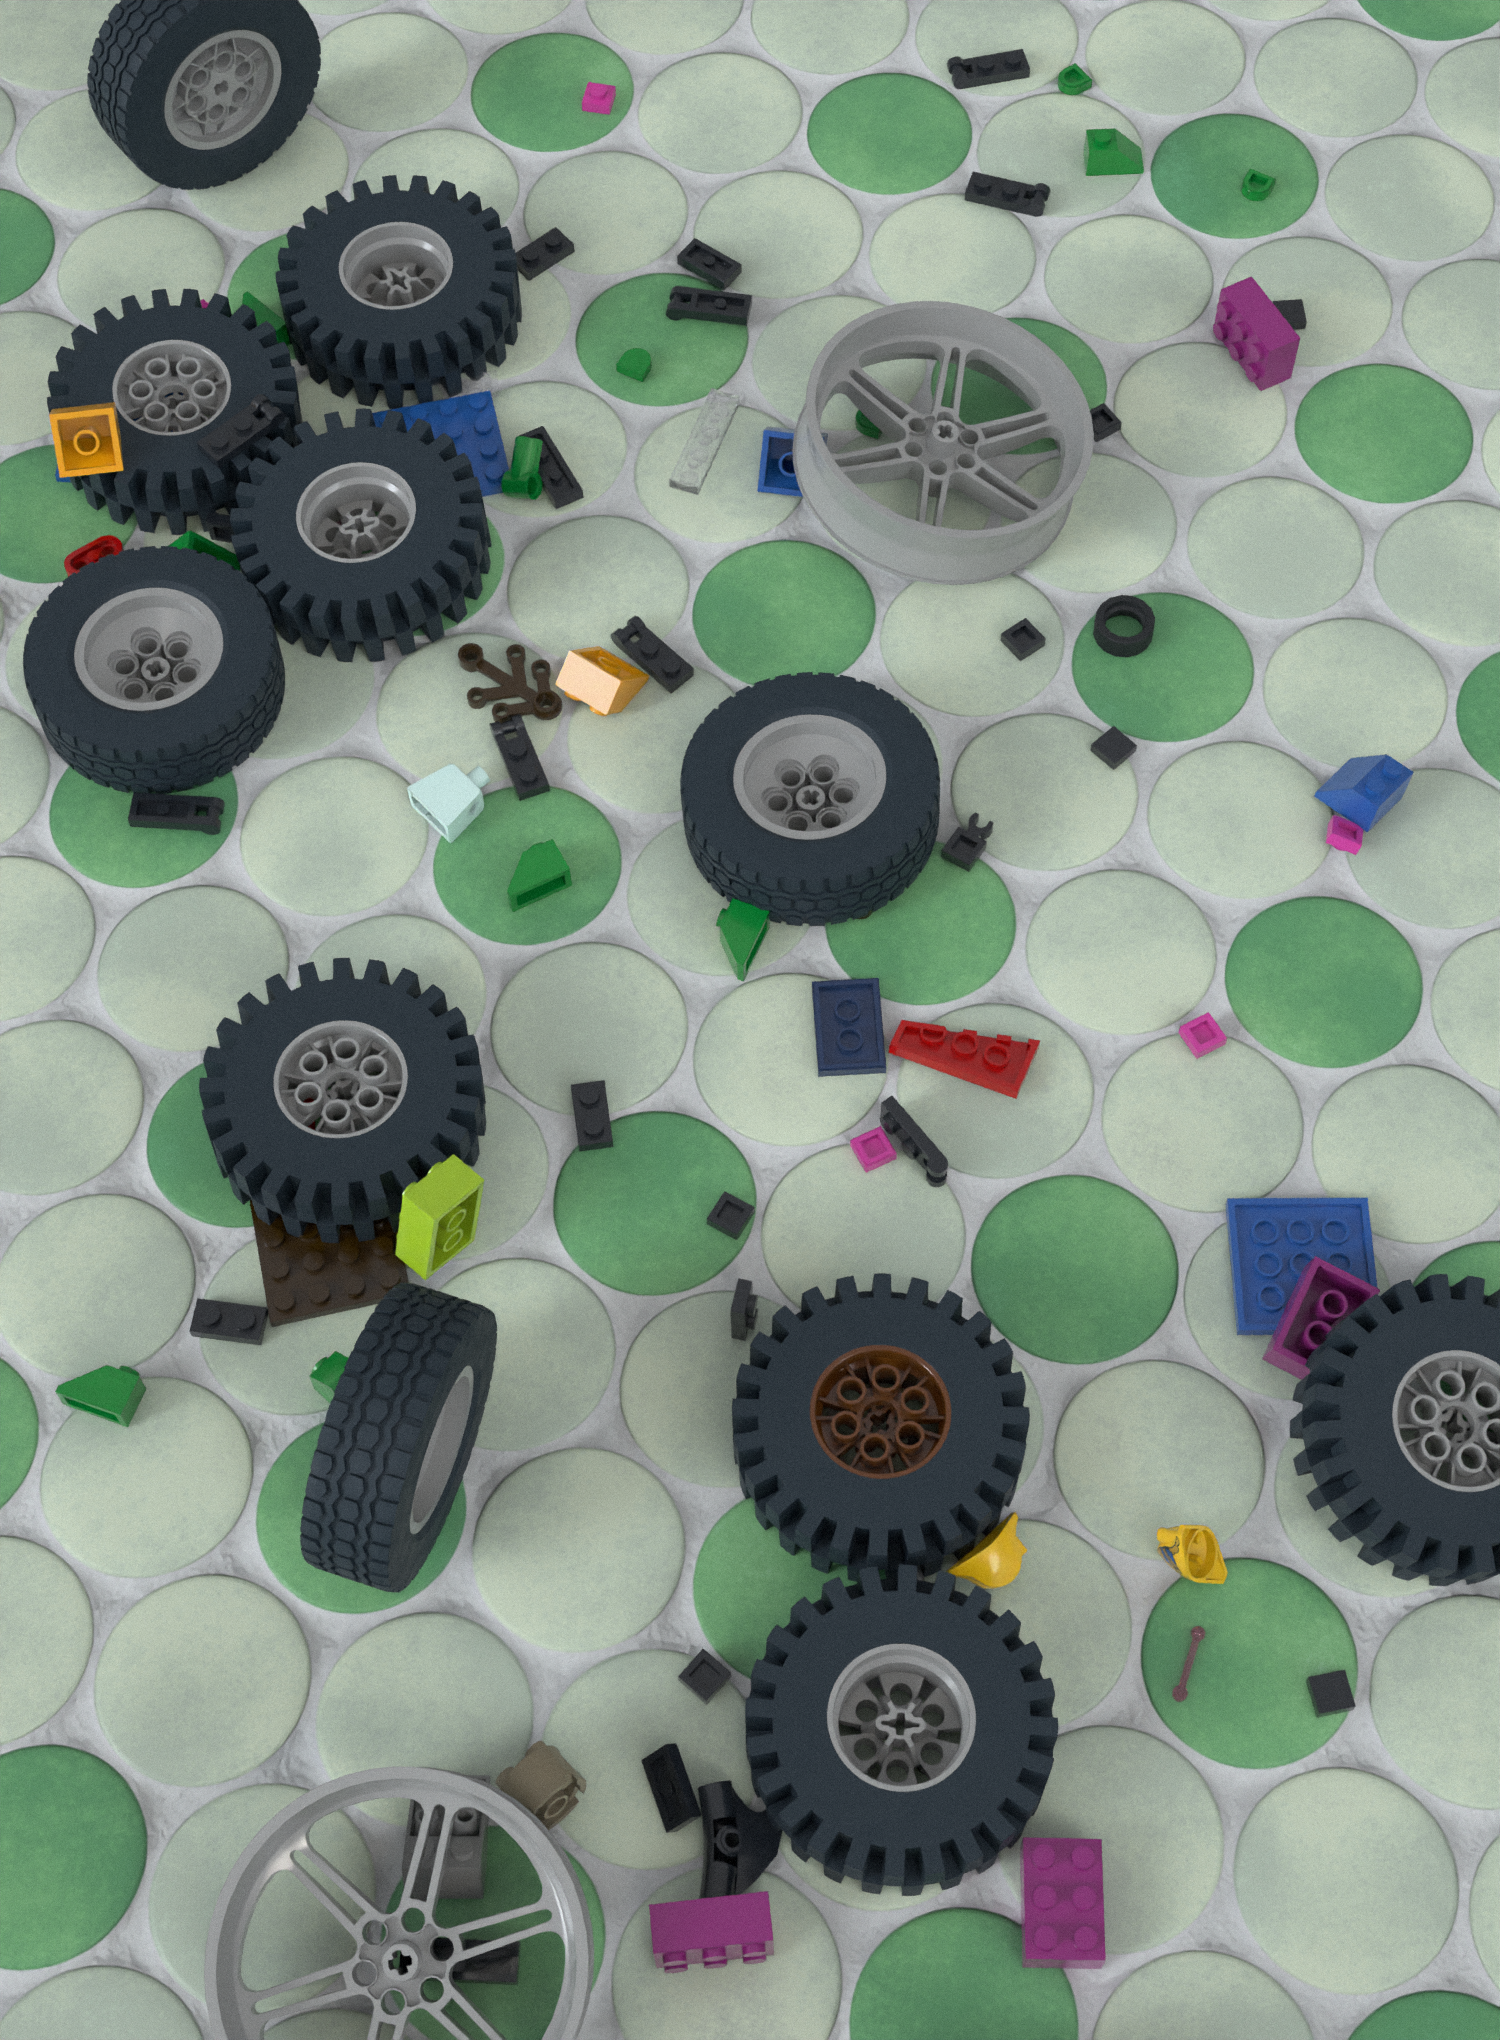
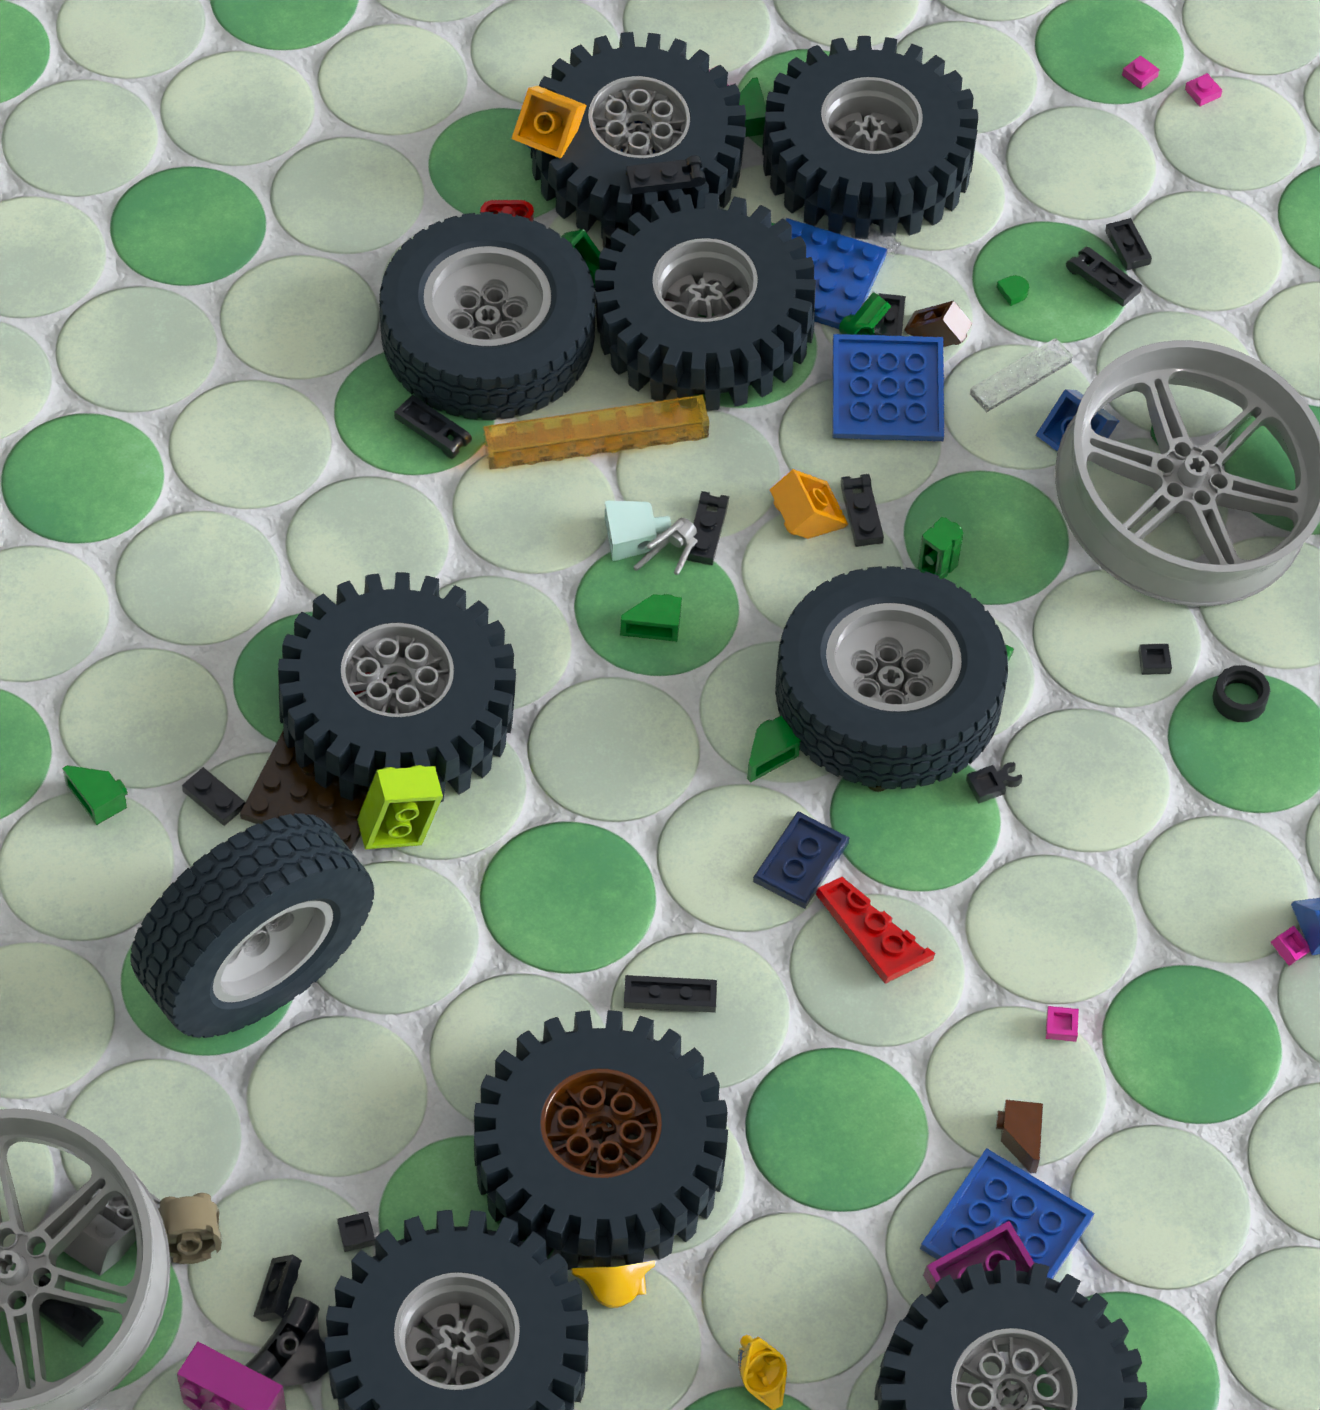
camera: 30 degrees right, 5 degrees down
(343, 726) = (596, 432): none -> clear yellow brick
(503, 779) = (679, 535): none -> light grey plant
(511, 686) = (740, 474): dark brown plant -> none
(543, 253) = (1006, 168): black plate -> none
(592, 1115) = (567, 809): black plate -> none
(593, 522) = (888, 387): none -> blue plate
(594, 435) = (940, 321): none -> reddish brown slope
(667, 84) = (1203, 89): none -> dark pink plate
(730, 1215) = (613, 938): black tile -> none
(743, 1310) = (567, 1001): black plate -> none
(760, 648) = (940, 548): none -> green brick
(827, 1236) = (670, 993): none -> black plate
(873, 1149) = (752, 955): dark pink tile -> none
(914, 1141) = (784, 968): black plate -> none
(1113, 747) = (1162, 778): black tile -> none
(1247, 1162) = (1021, 1131): none -> reddish brown slope

